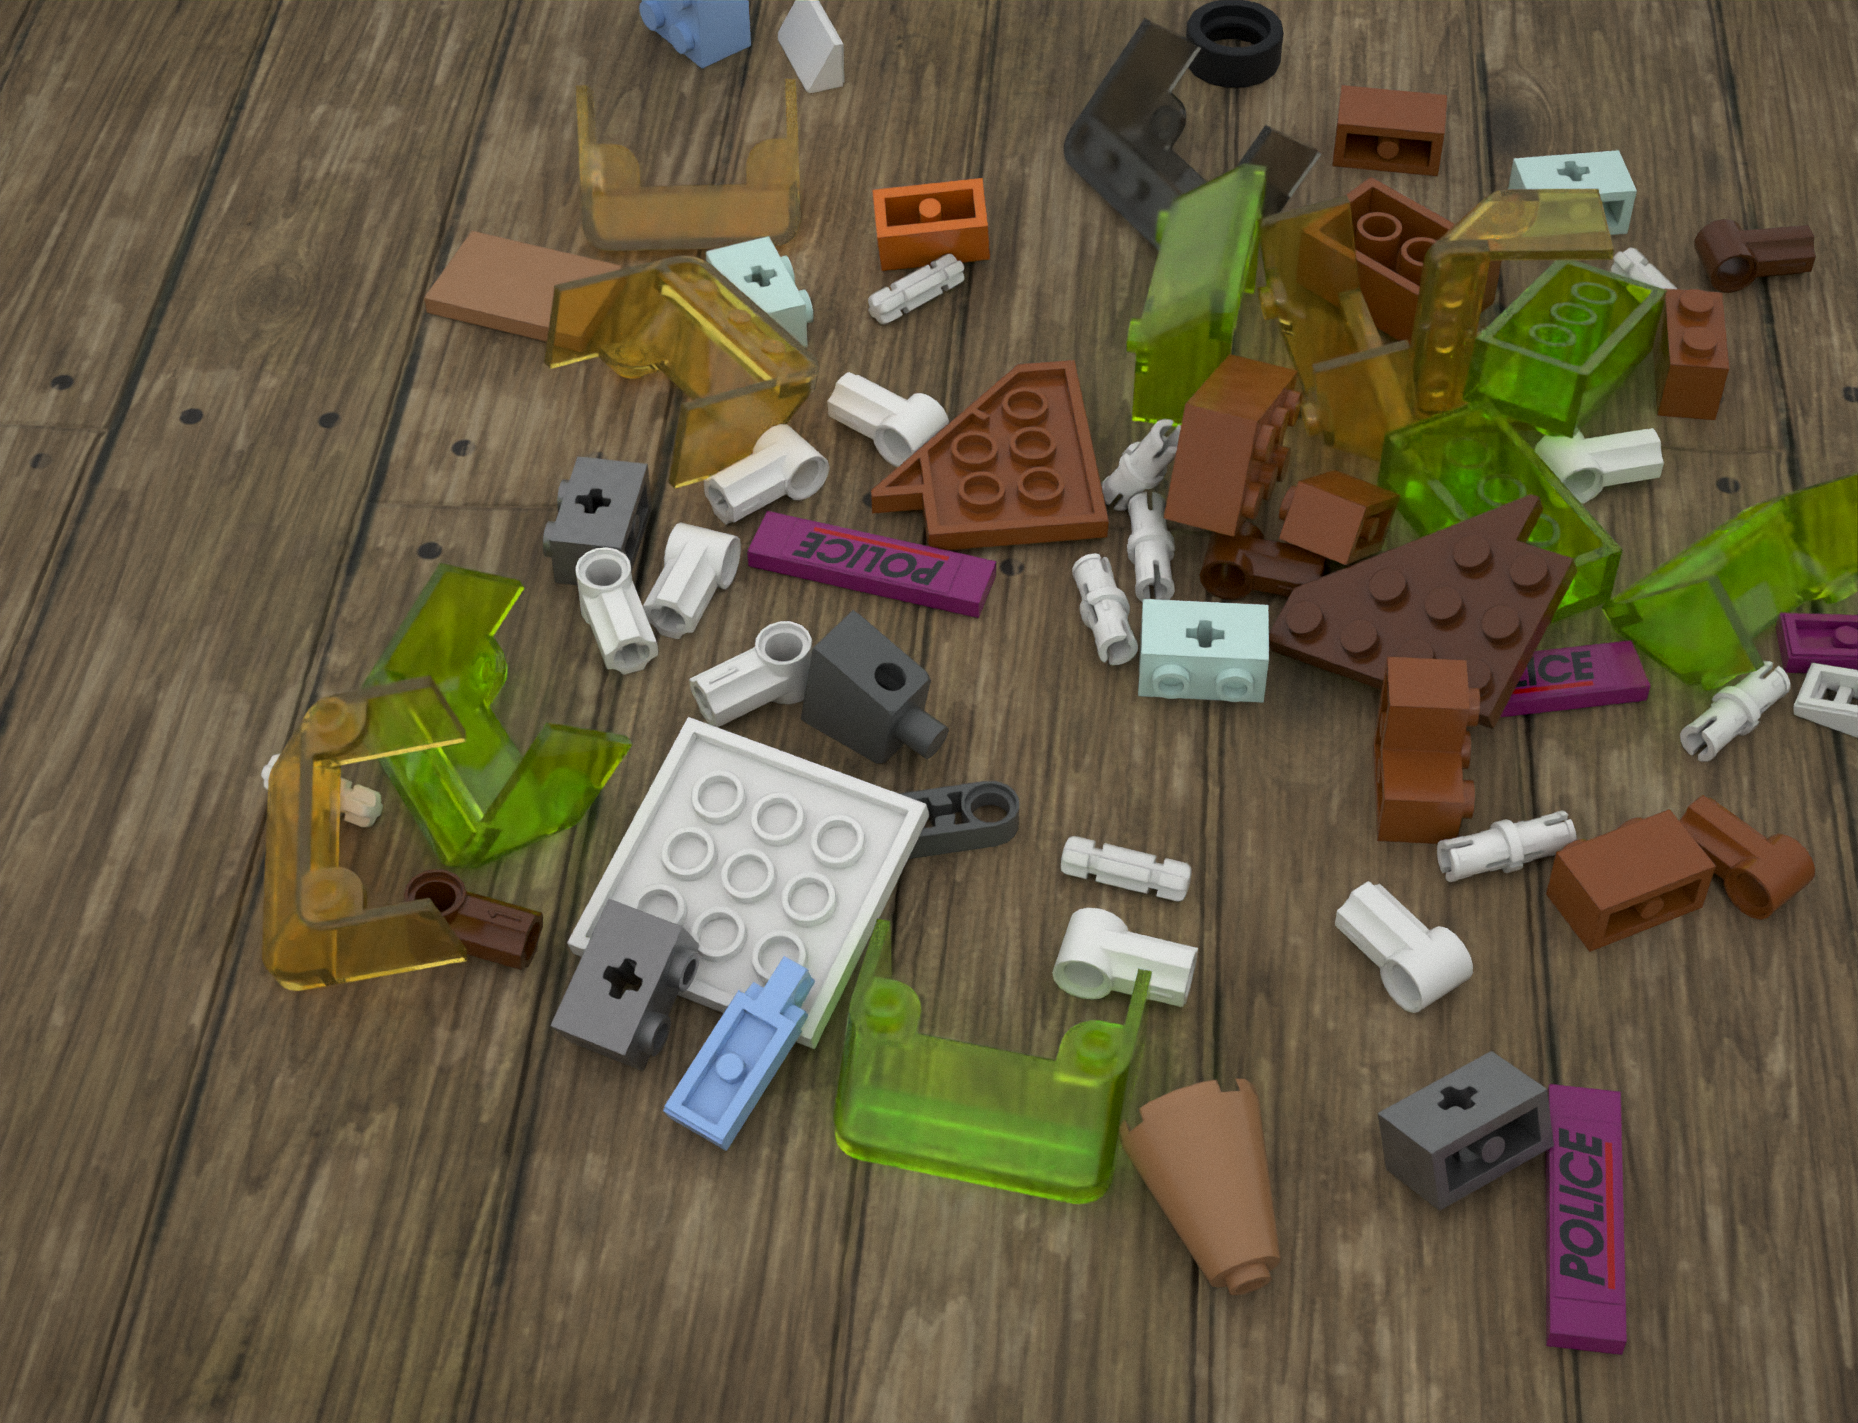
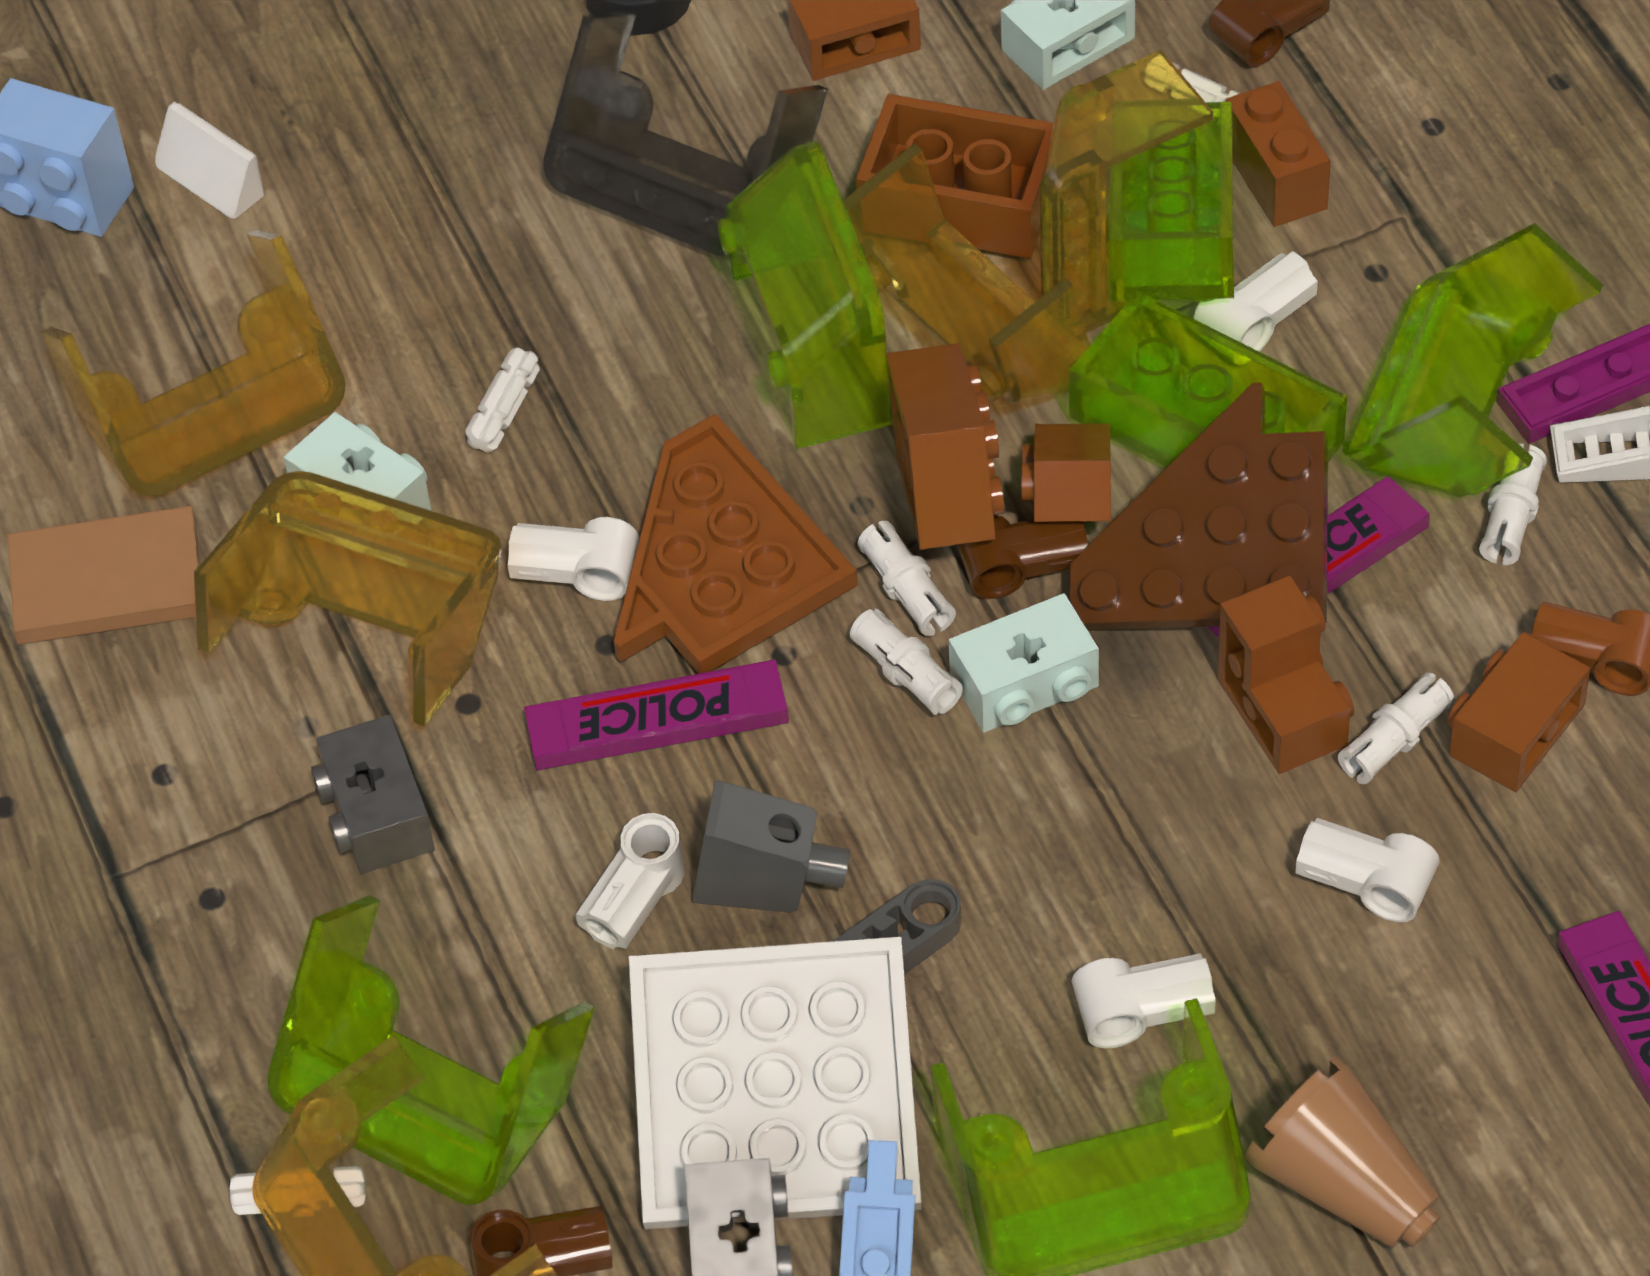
camera: 25 degrees left, 5 degrees up
(614, 610) = (455, 880): white piece -> none
(693, 569) = (498, 800): white piece -> none
(778, 466) = (502, 659): white piece -> none
(930, 221) = (483, 325): orange brick -> none
(1126, 868) = (1084, 907): white axle -> none
(1142, 465) = (863, 499): white pin -> none
(1466, 1130) = (1520, 1007): flat silver brick -> none

